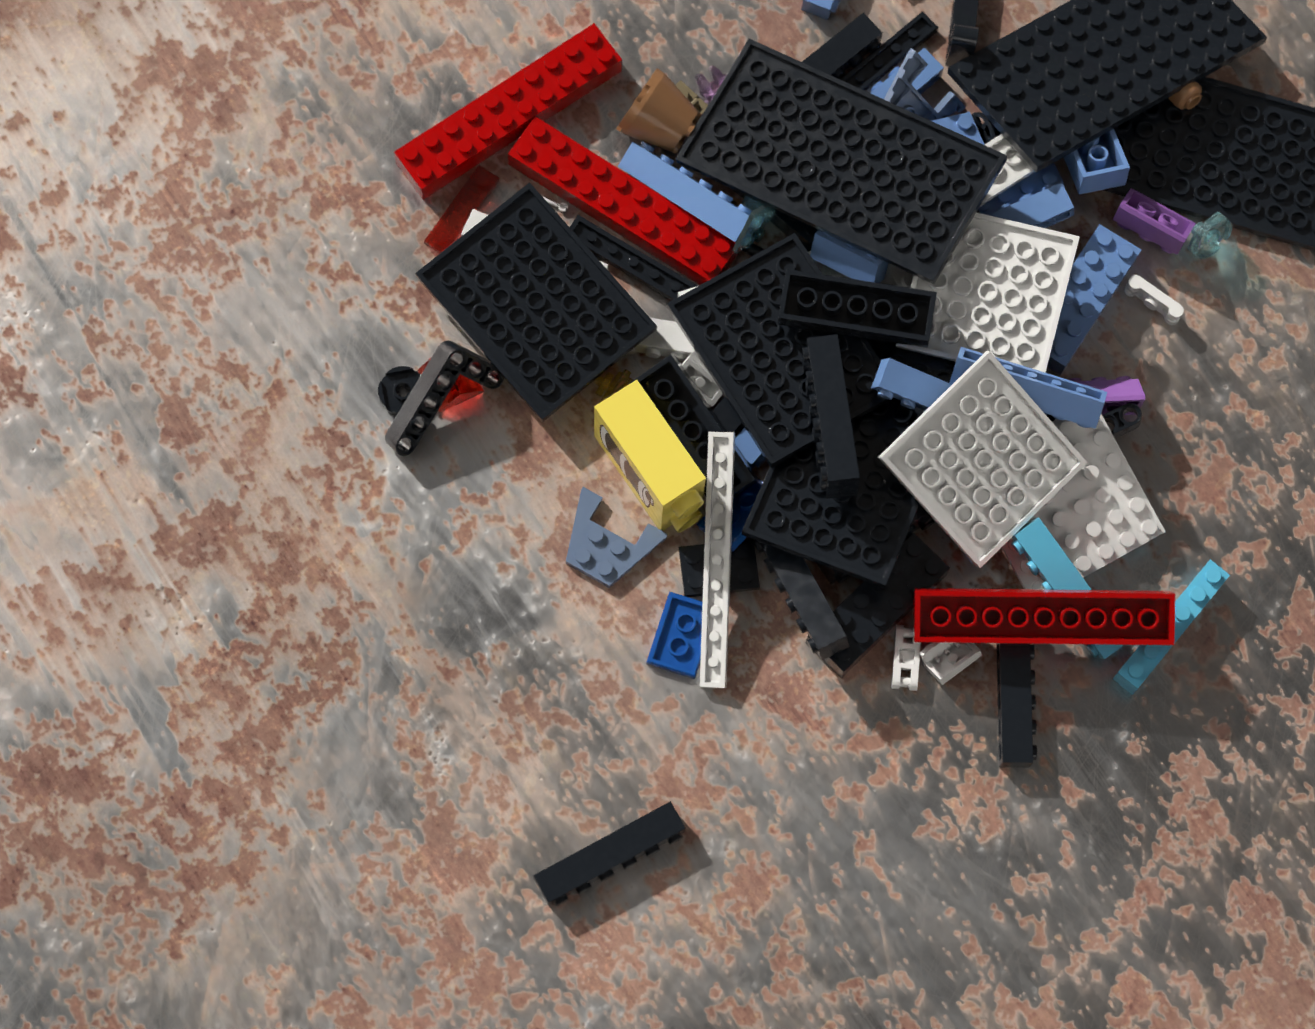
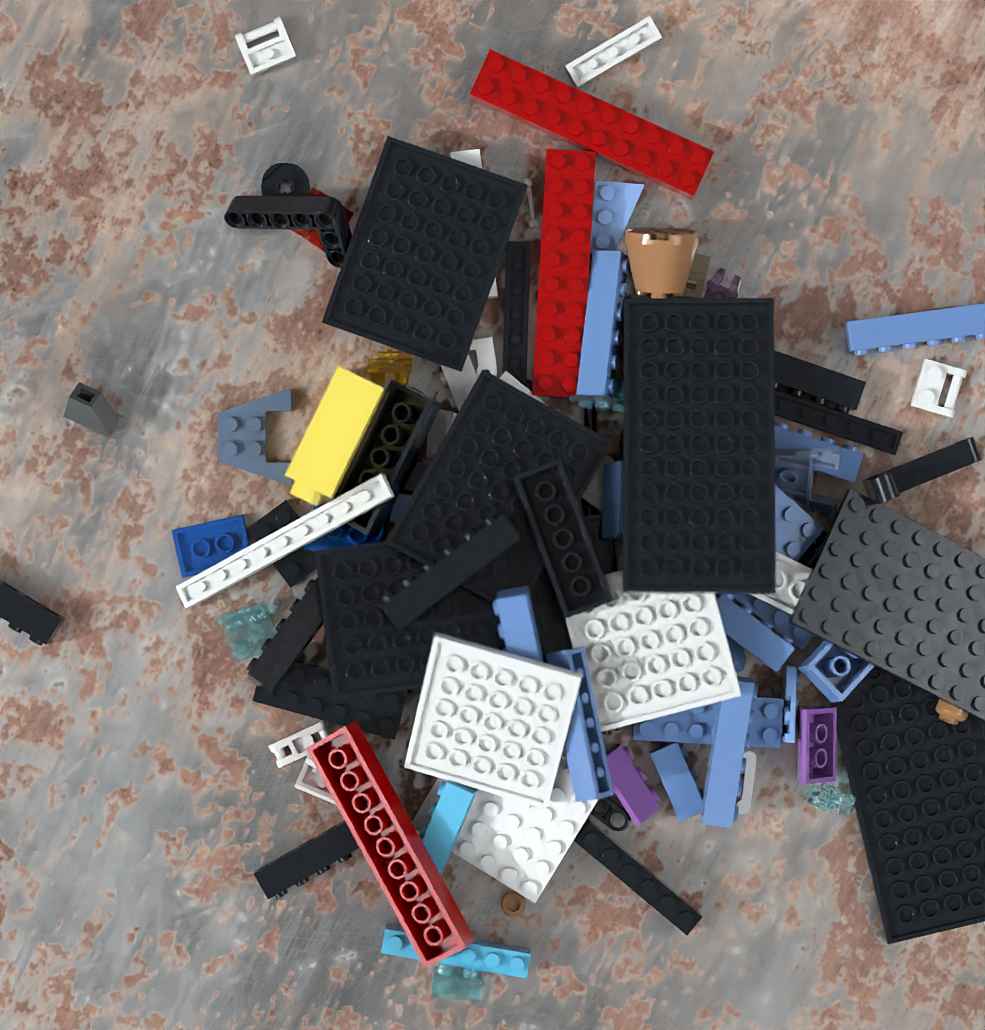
camera: 65 degrees right, 15 degrees up
(278, 341) = (268, 53): none -> white plate
(455, 217) = (478, 137): clear red plate -> none
(458, 60) = (613, 52): none -> white plate
(496, 668) = (90, 410): none -> dark grey slope
(592, 132) = (611, 213): none -> light blue wing
(654, 306) = (485, 355): none -> white leg
(777, 645) = (247, 630): none -> clear light blue bracket
(1092, 217) = (791, 679): none -> light blue wing
(1121, 354) = (678, 779): none -> medium blue brick
(1126, 293) = (727, 758): none -> medium blue brick
(1154, 557) = (513, 903): none -> medium nougat tile
(1193, 433) = (638, 877): none -> black brick
(1201, 645) = (456, 983): none -> clear light blue bracket

